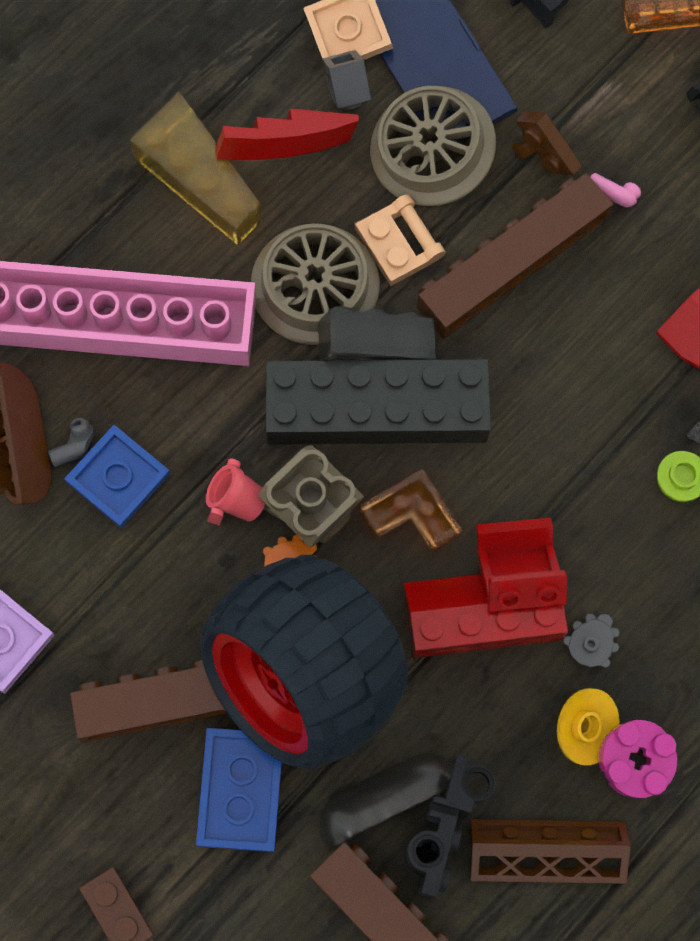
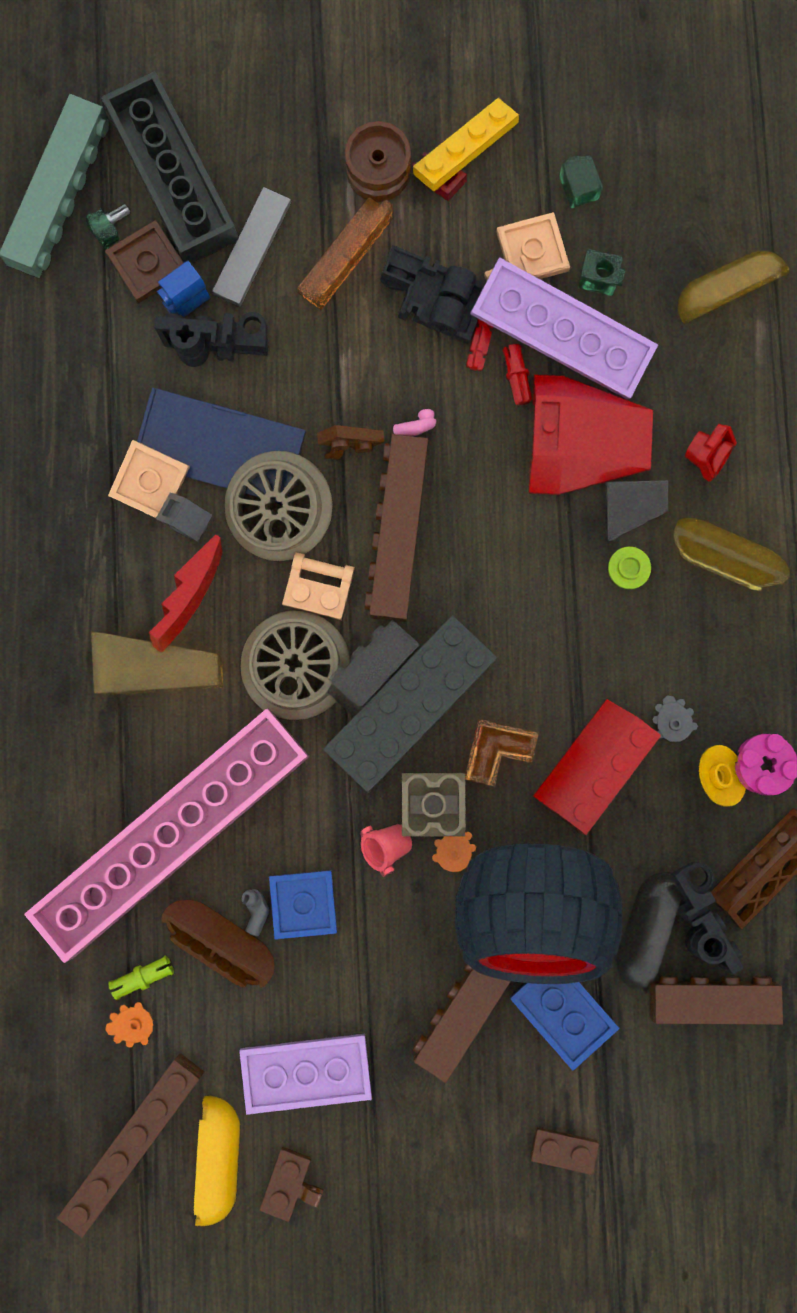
camera: 40 degrees left, 10 degrees up
(520, 565) = (594, 722): red panel -> none

